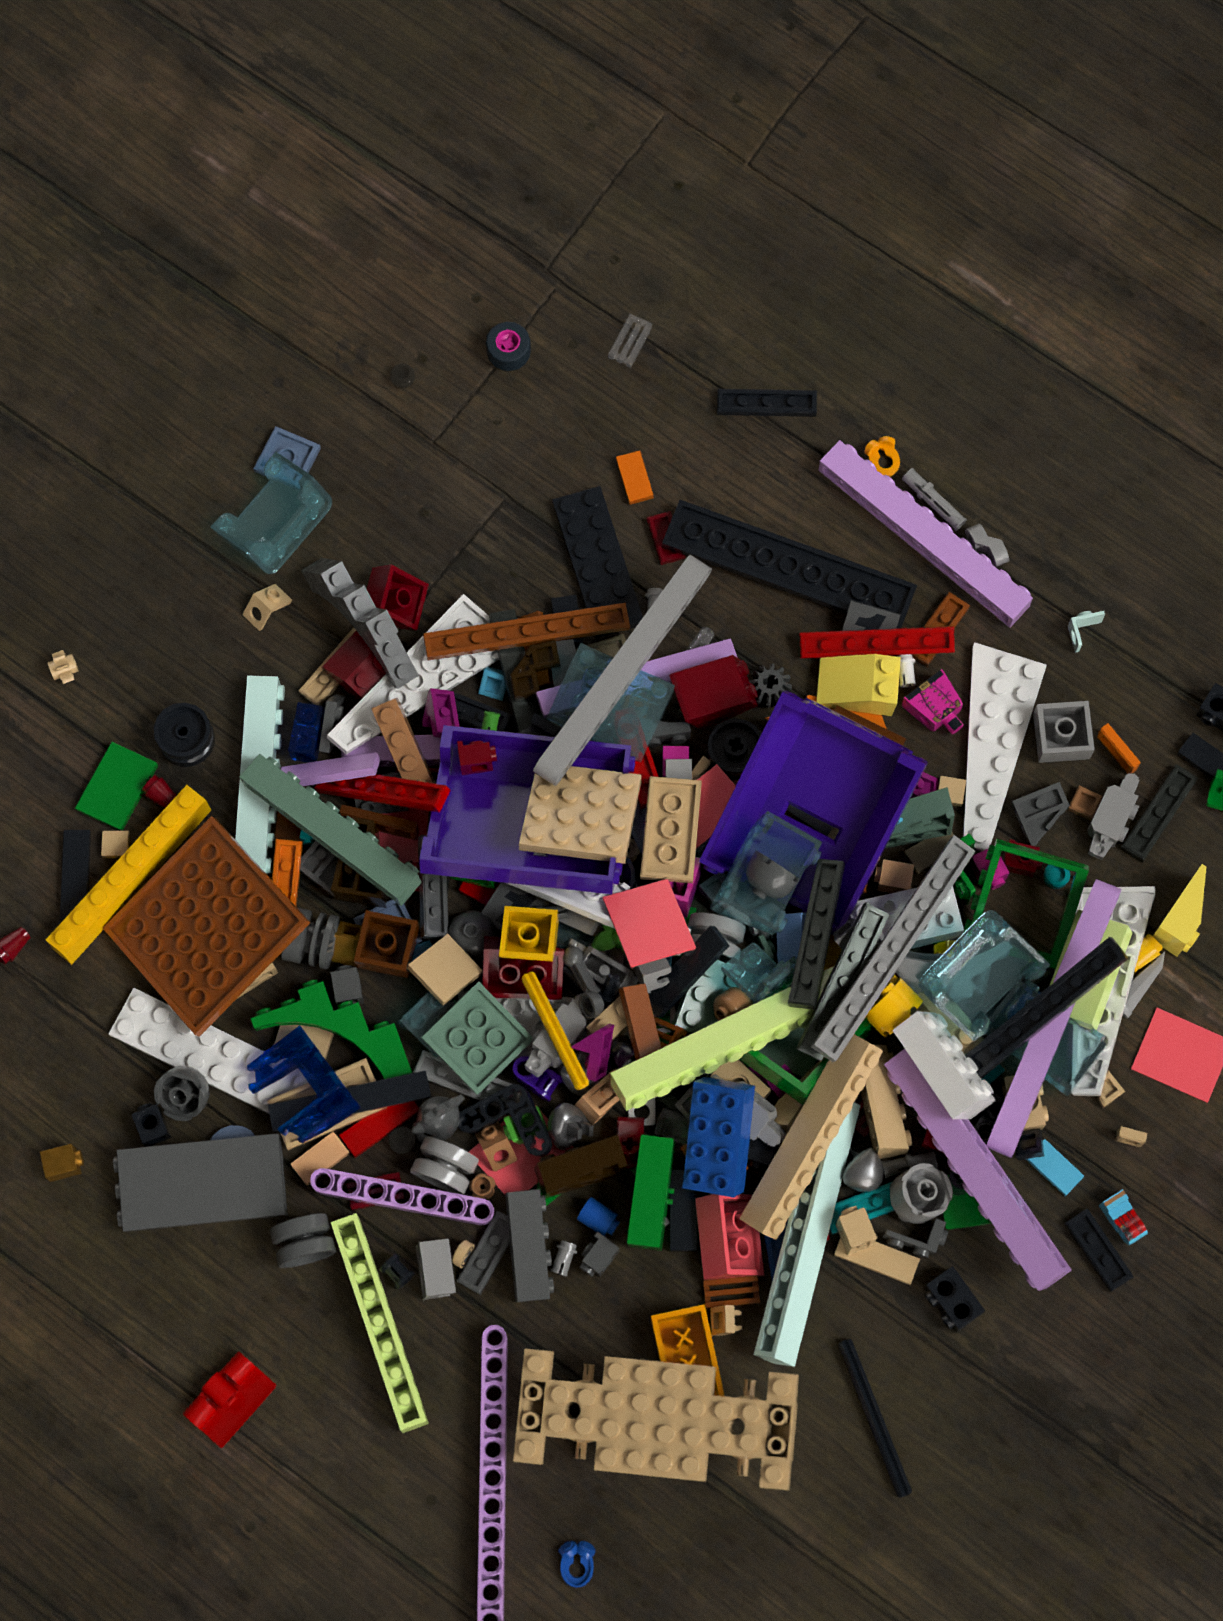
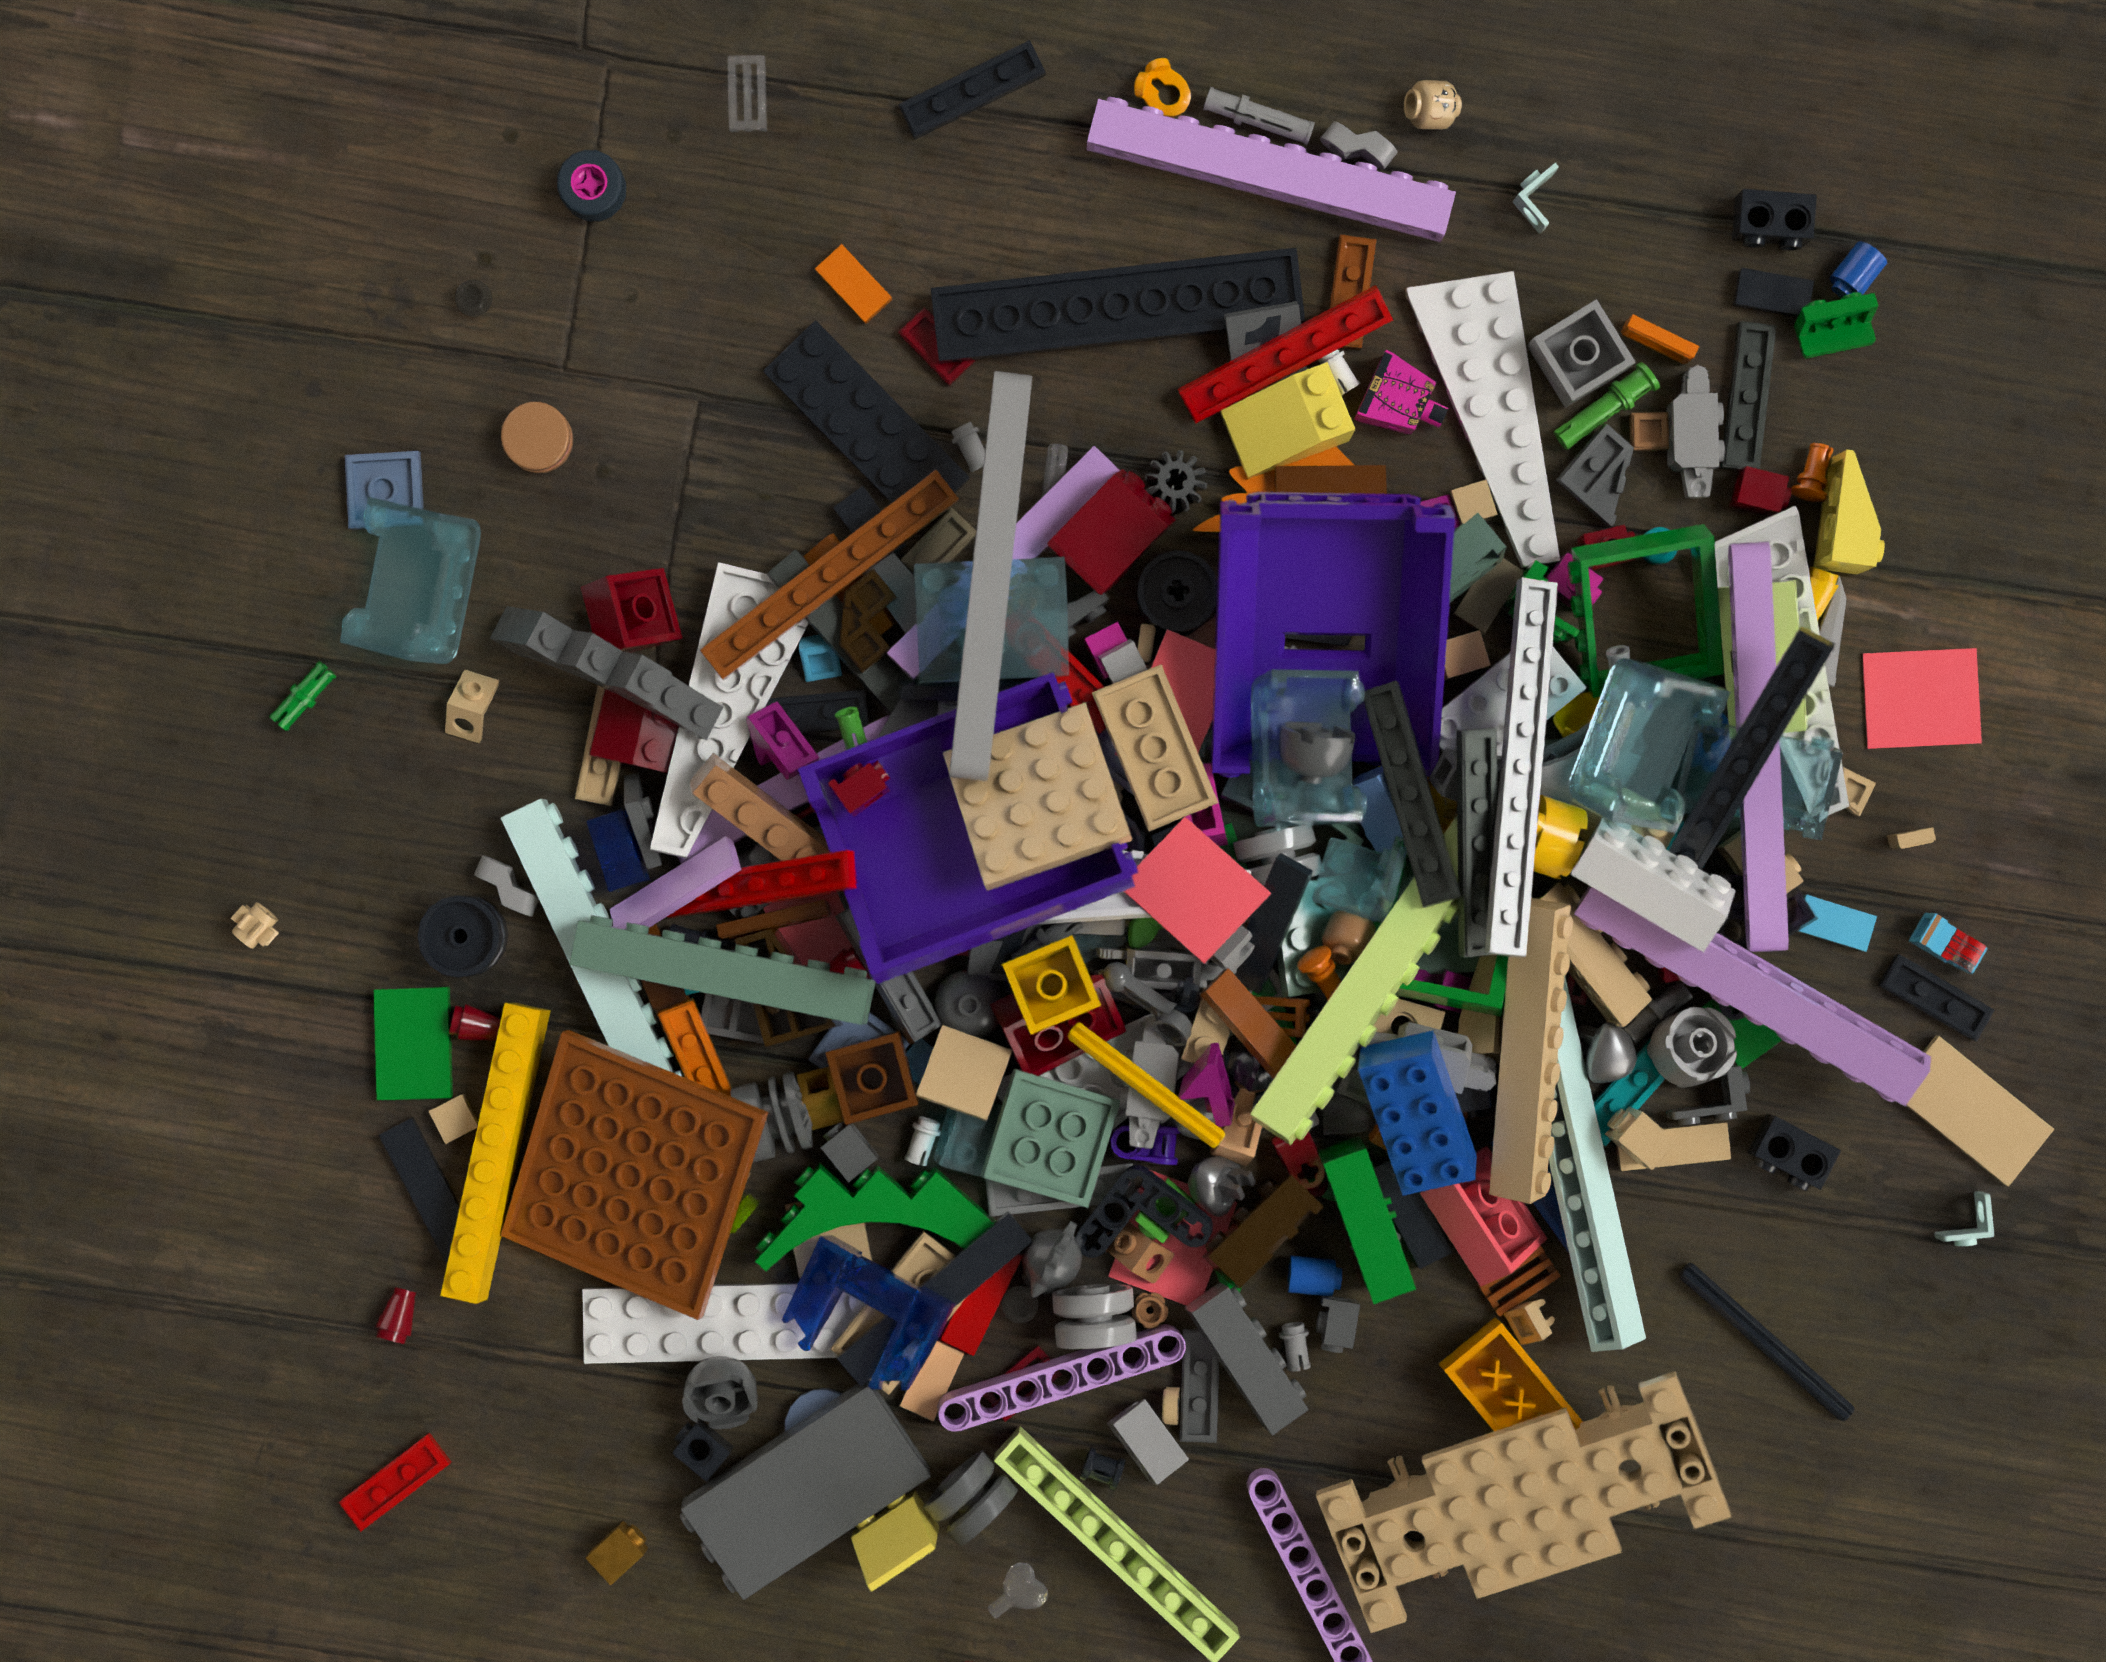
camera: 30 degrees left, 15 degrees up
(170, 550) = (302, 695): none -> green pin
(228, 718) = (509, 892): none -> light grey piece
(240, 1241) = (894, 1539): none -> light yellow slope
(258, 991) = (744, 1210): none -> clear neon green tile
(301, 1324) = (1020, 1591): none -> clear rock
(395, 471) = (537, 437): none -> medium nougat head
(396, 1005) = (922, 1140): none -> white pin
(703, 1014) = (1320, 969): none -> orange pin
(1043, 1415) = (1984, 1228): none -> light aqua bracket
(1045, 543) = (1432, 104): none -> tan head
(1076, 772) = (1619, 397): none -> bright green pin
(1087, 1336) = (1977, 1113): none -> tan tile
(1137, 871) = (1760, 491): none -> dark red brick
(1175, 882) = (1814, 473): none -> orange pin

